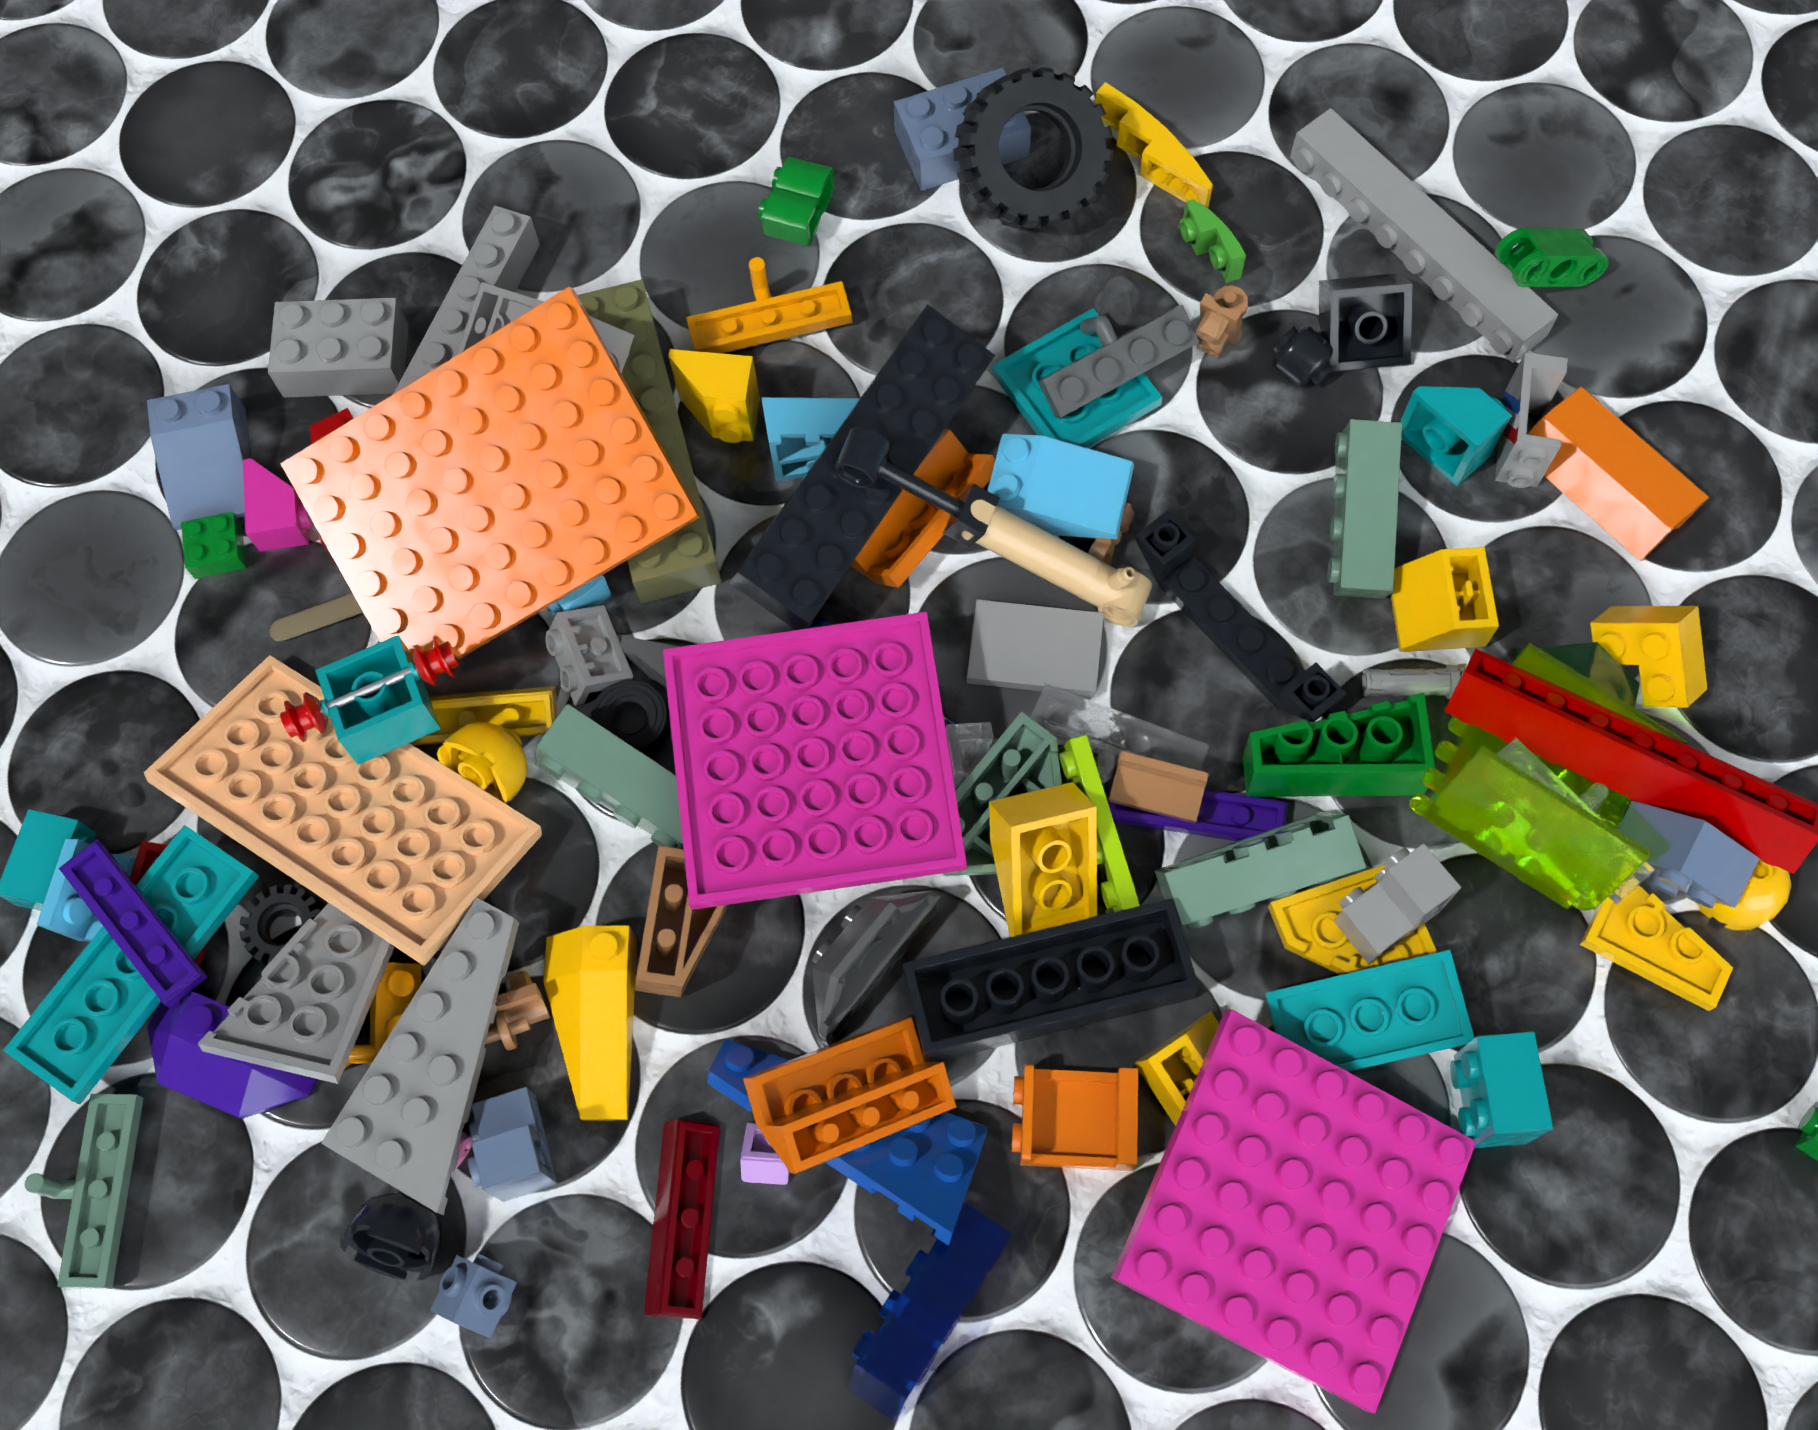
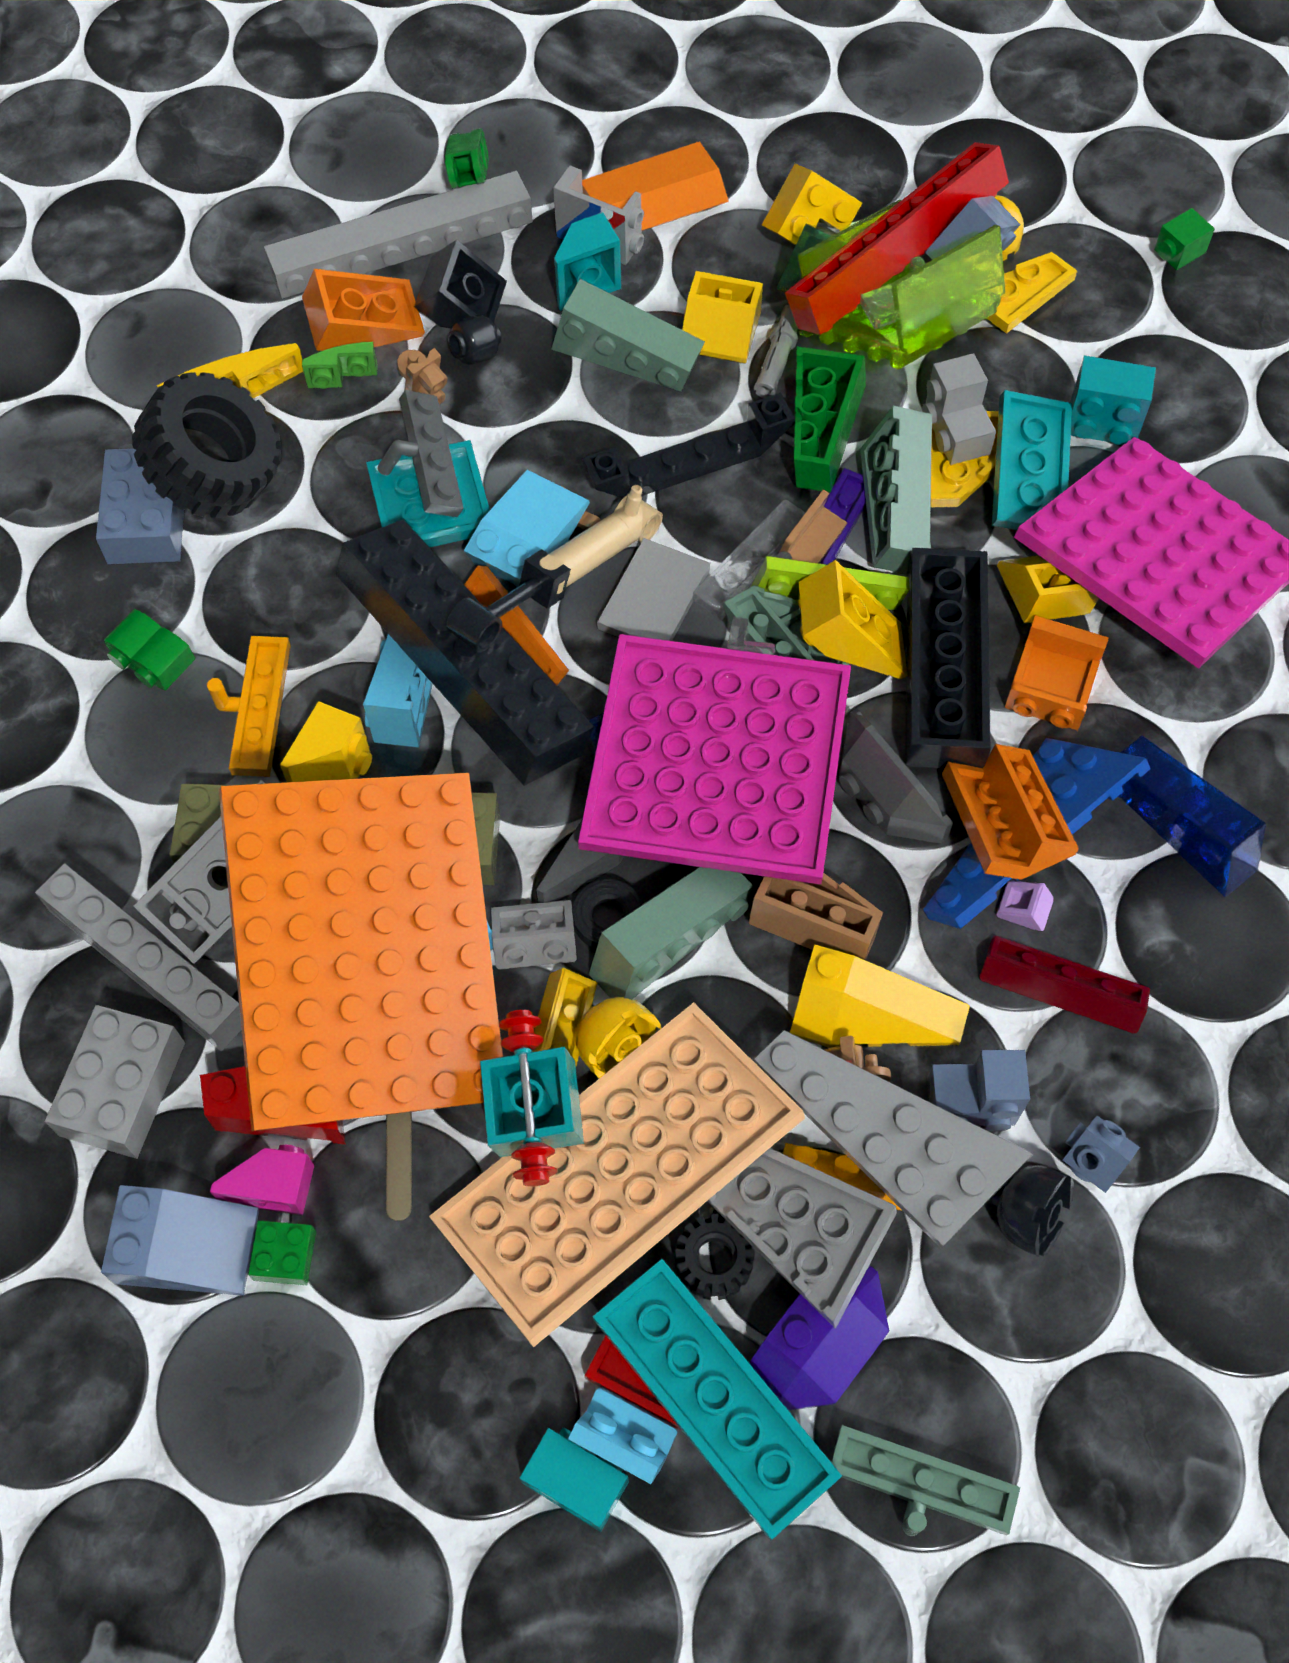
camera: 75 degrees left, 5 degrees down
(133, 923) = (681, 1380): dark purple tile -> none
(1295, 234) = (360, 308): none -> orange slope

